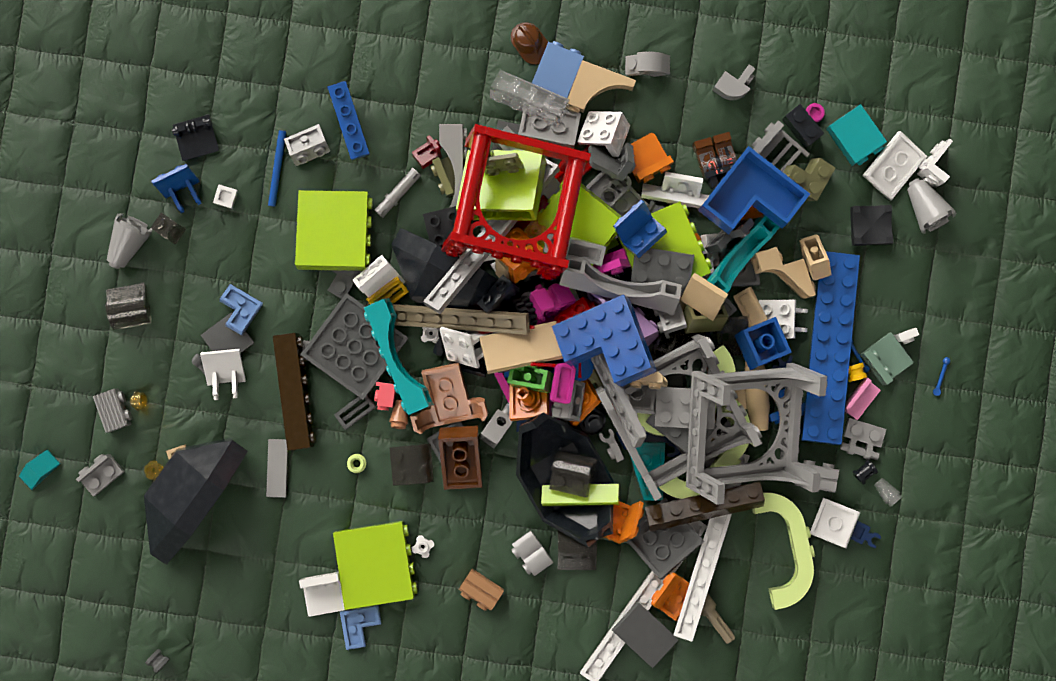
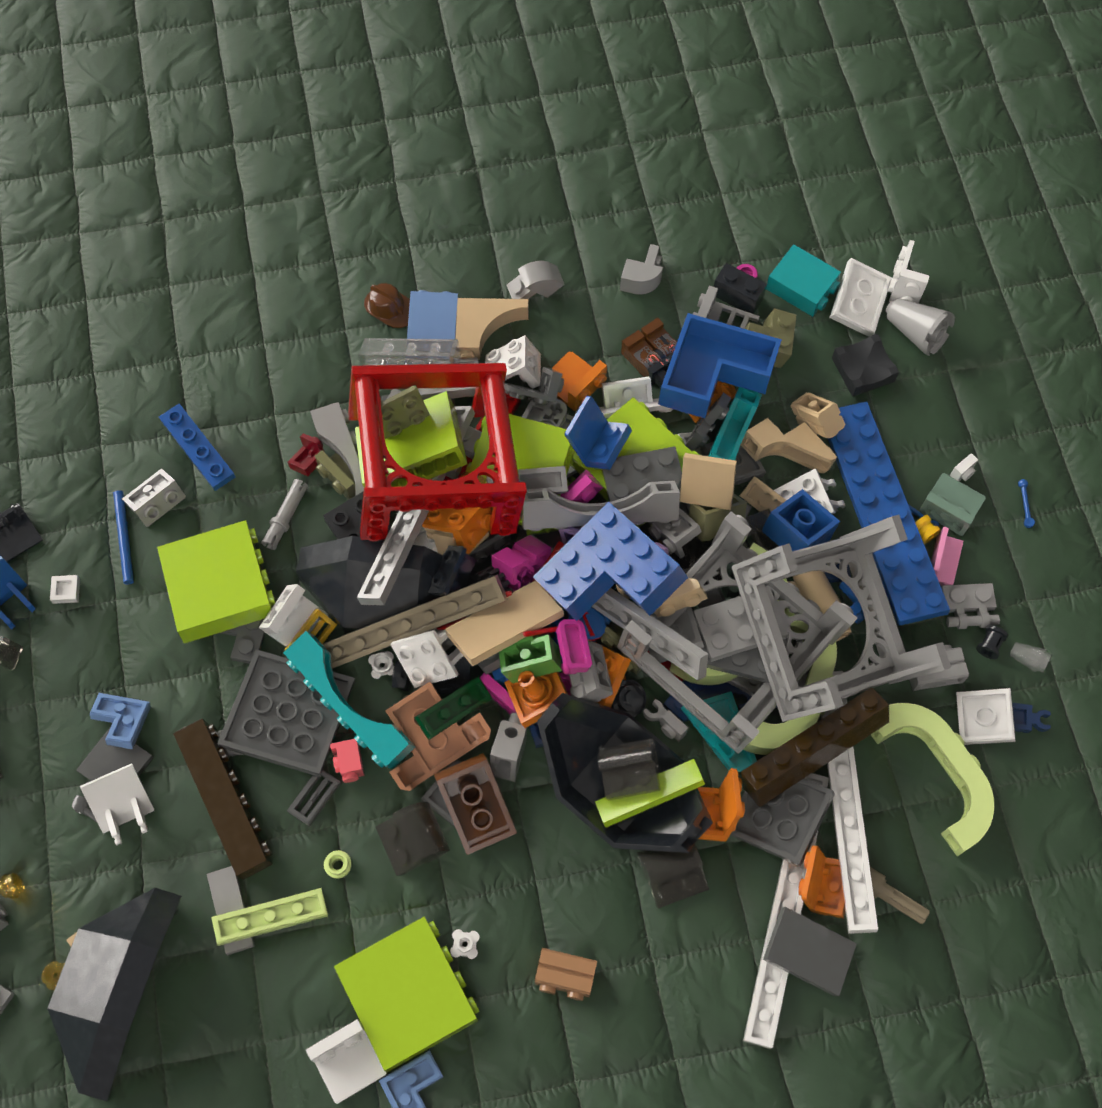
camera: 25 degrees left, 20 degrees down
(301, 483) = (269, 916): none -> yellowish green tile
(399, 417) = (375, 782): nougat cone -> none
(467, 388) = (453, 708): none -> dark green tile
(532, 553) = (616, 898): light grey brick -> none

